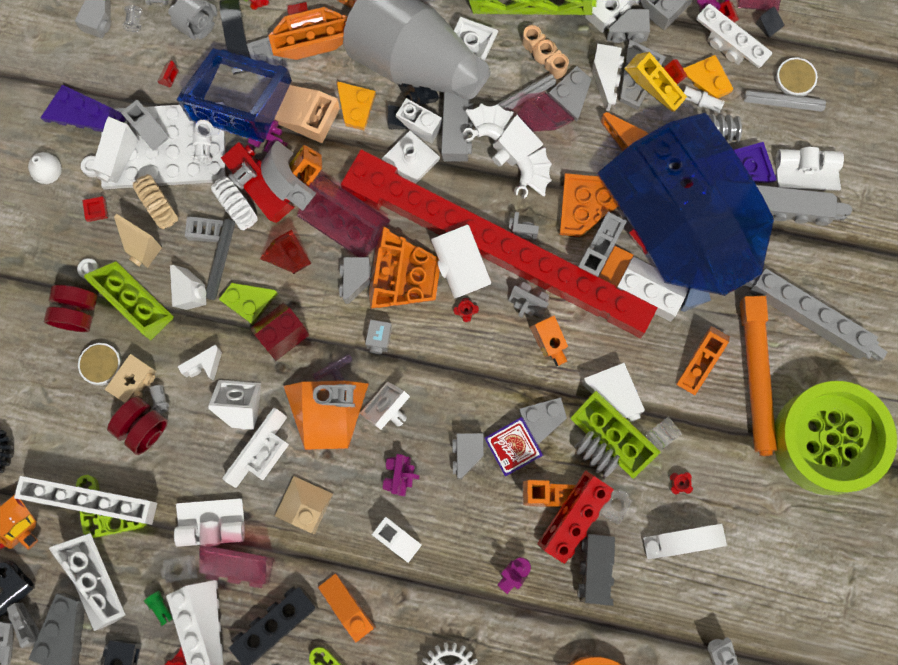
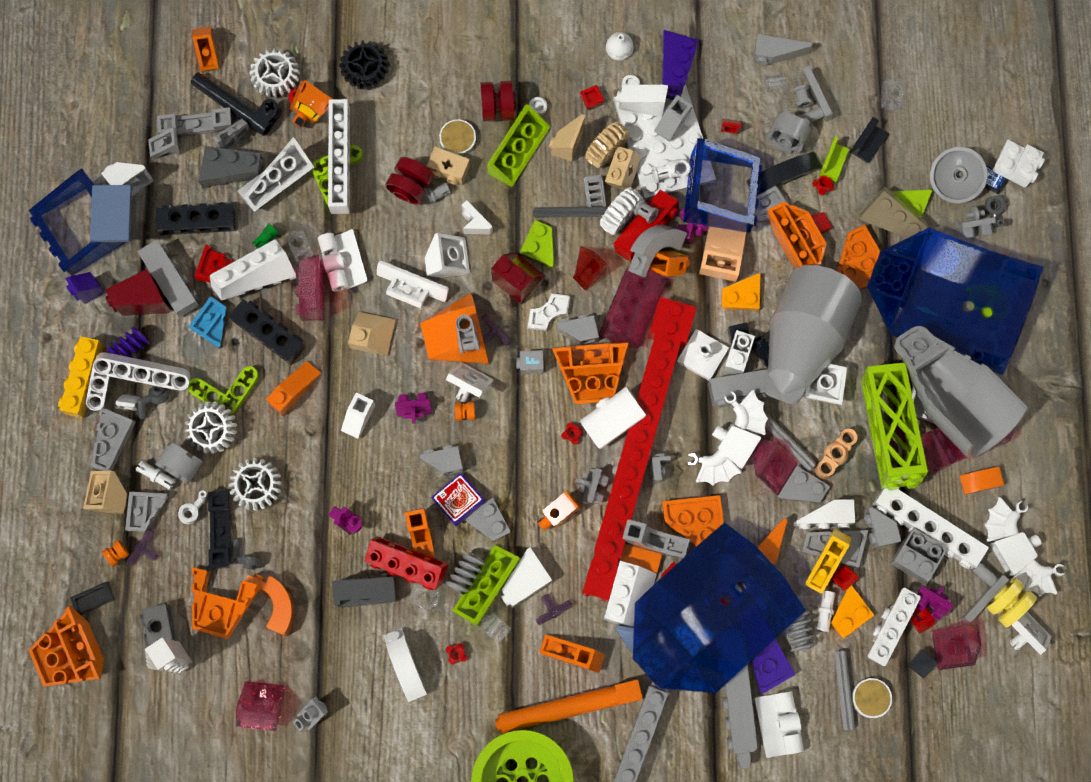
camera: 75 degrees right, 0 degrees up
(186, 289) = (537, 190): white slope -> none
(187, 191) = (623, 168): none -> tan brick
(322, 298) = (555, 307): none -> white tile
(417, 419) = (460, 413): none -> orange wheel
(654, 370) = (553, 612): none -> clear purple piece

